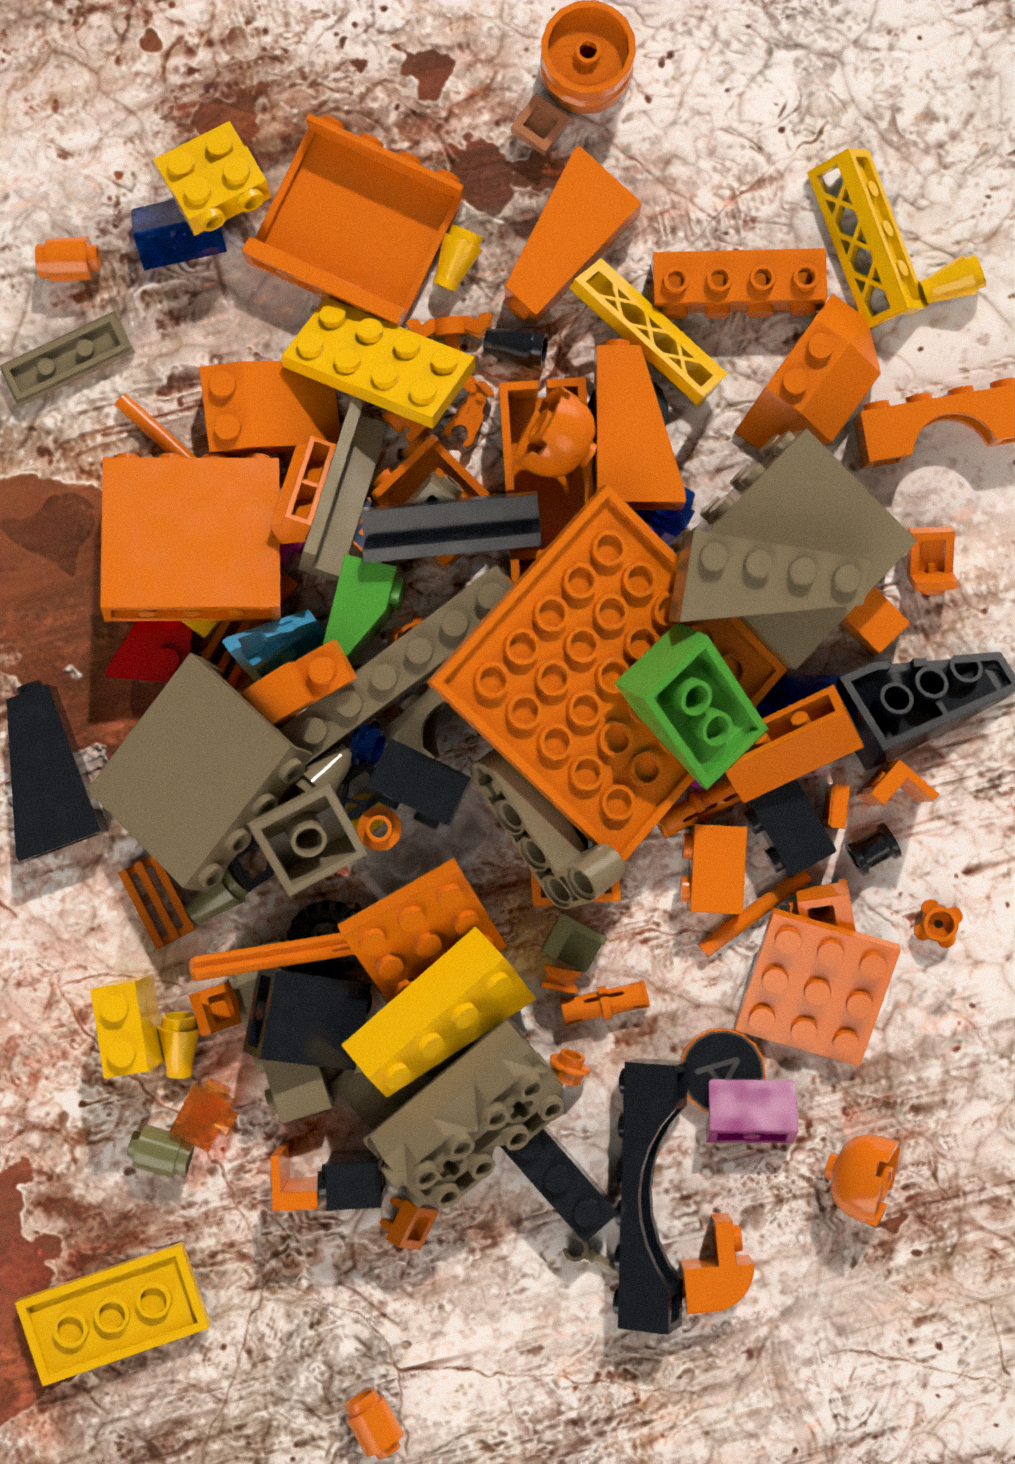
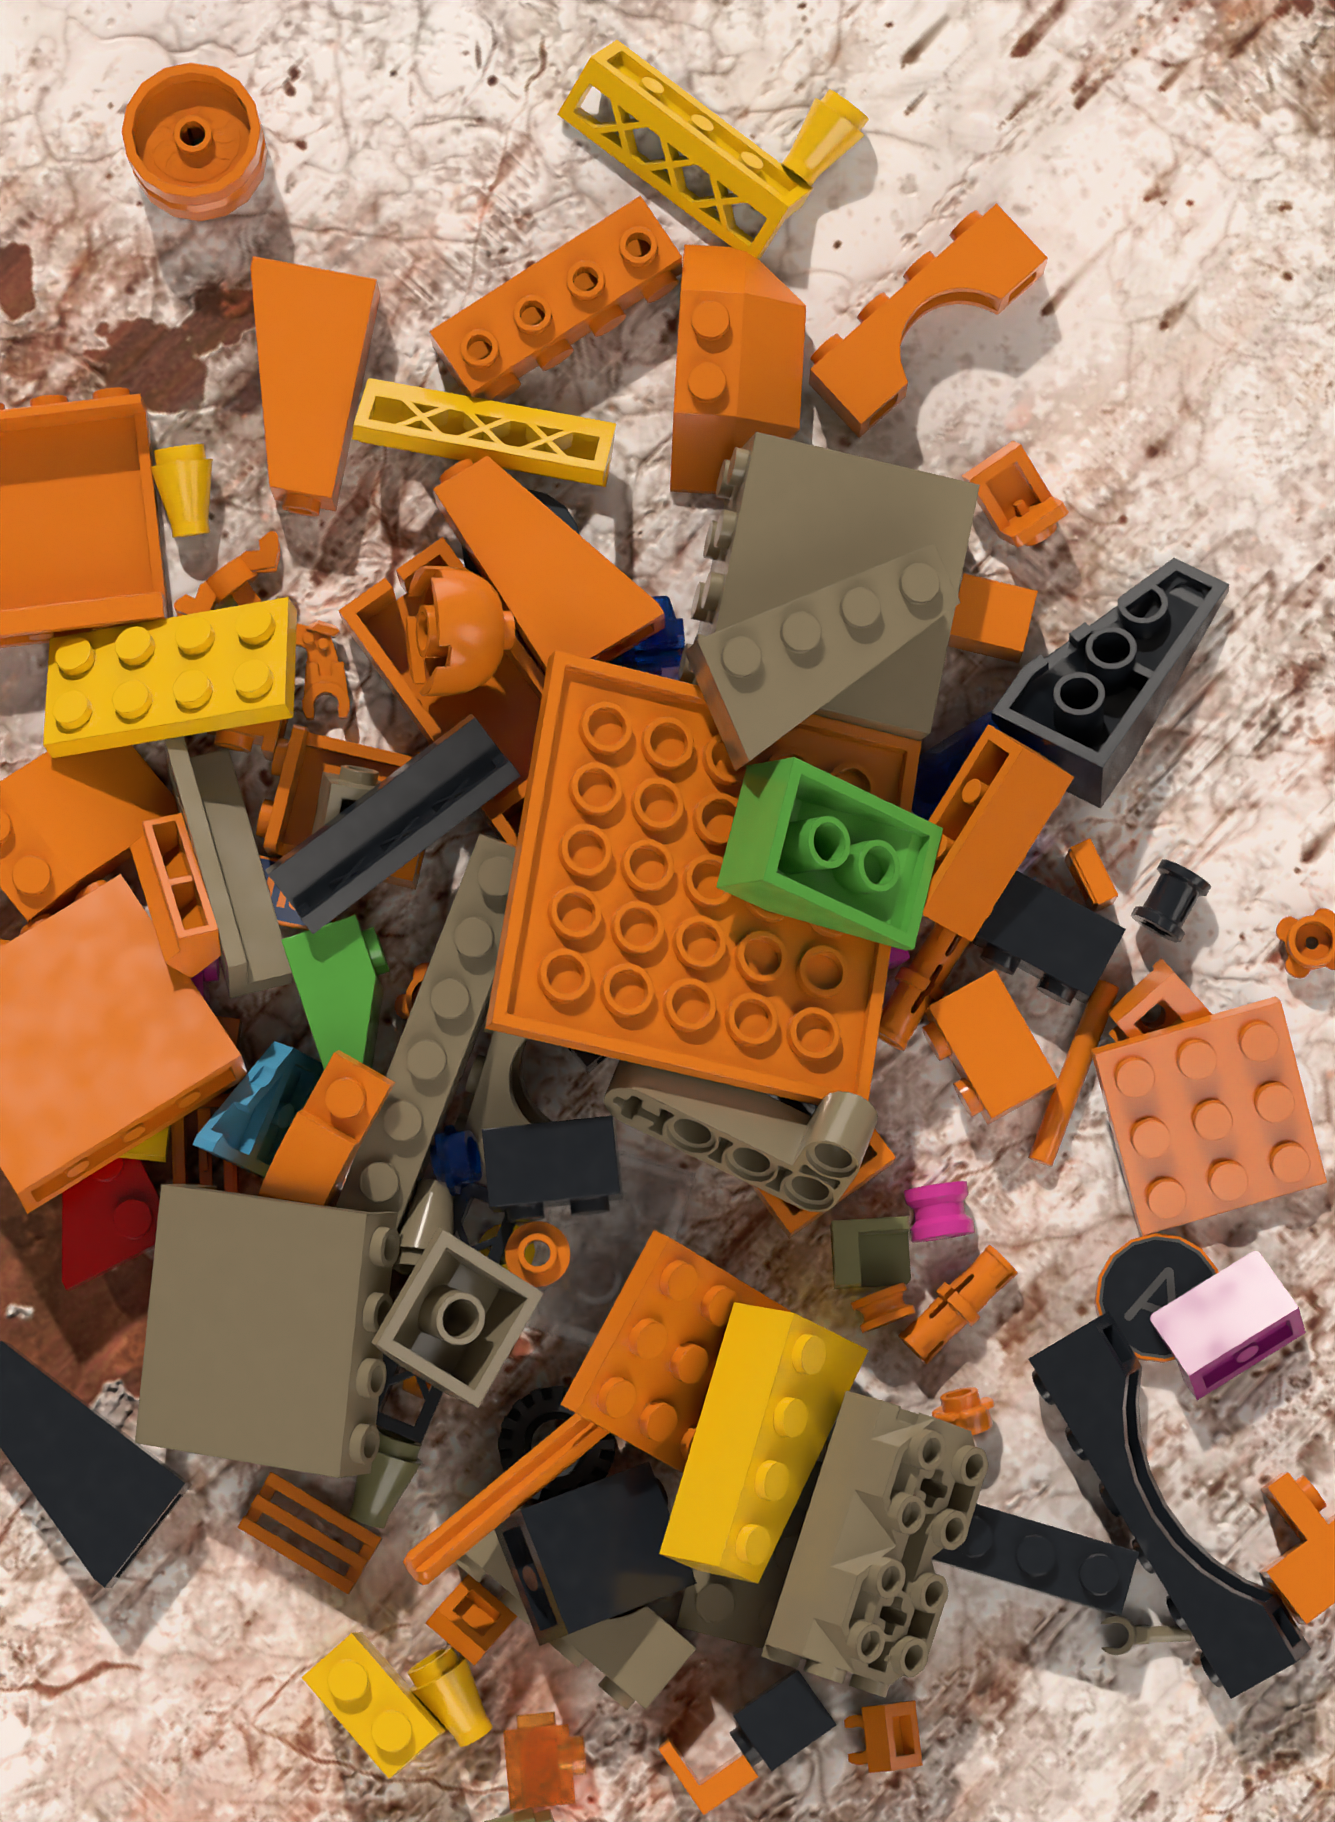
camera: 30 degrees left, 5 degrees down
(517, 345) = (330, 550): black cone -> none
(540, 124) = (187, 259): nougat plate -> none
(627, 944) = (939, 1211): none -> dark pink wheel
(889, 779) = (1144, 786): orange panel -> none

